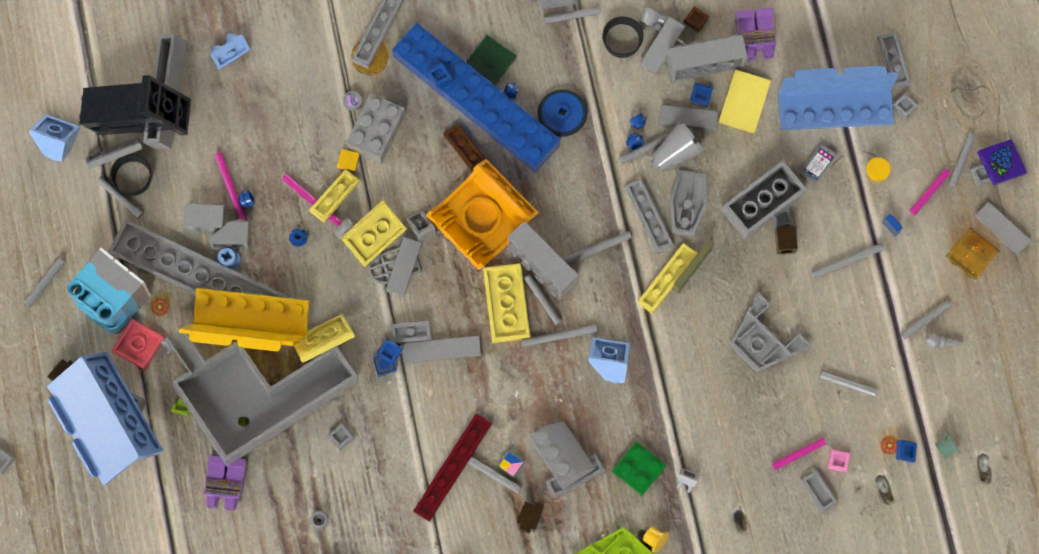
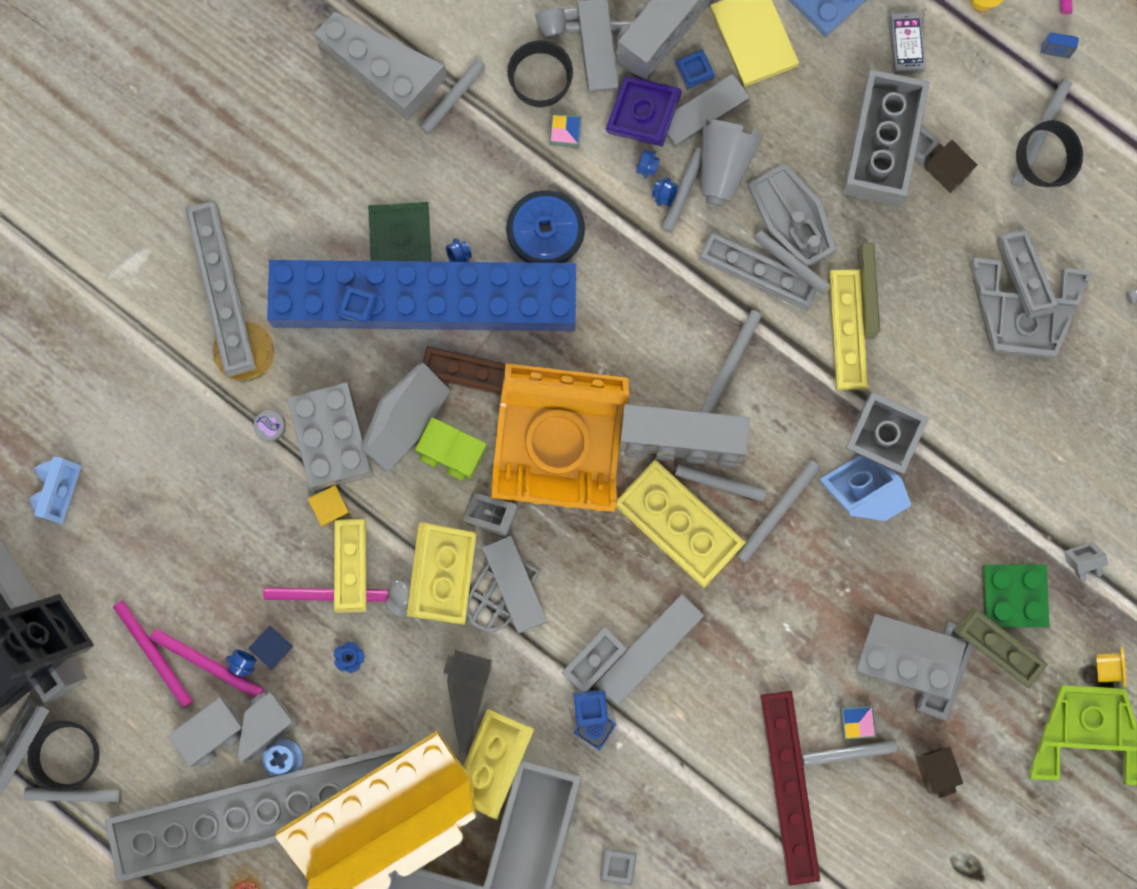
camera: 40 degrees left, 5 degrees up
(209, 163) = (153, 654): none -> dark pink bar
(266, 204) = (271, 647): none -> dark blue tile
(341, 295) = (466, 689): none -> clear smoke slope
(418, 146) = (403, 416): none -> light grey piece
(427, 179) = (450, 449): none -> lime brick
(609, 485) = (1000, 647): none -> olive tile
(612, 74) = (565, 130): none -> tile
(640, 339) = (886, 432): none -> light grey slope
(658, 94) = (643, 110): none -> dark purple tile
(667, 223) = (792, 262): none -> light grey bar
(778, 321) = (1027, 274): none -> light grey tile
(856, 278) = (1073, 150): none -> black tyre

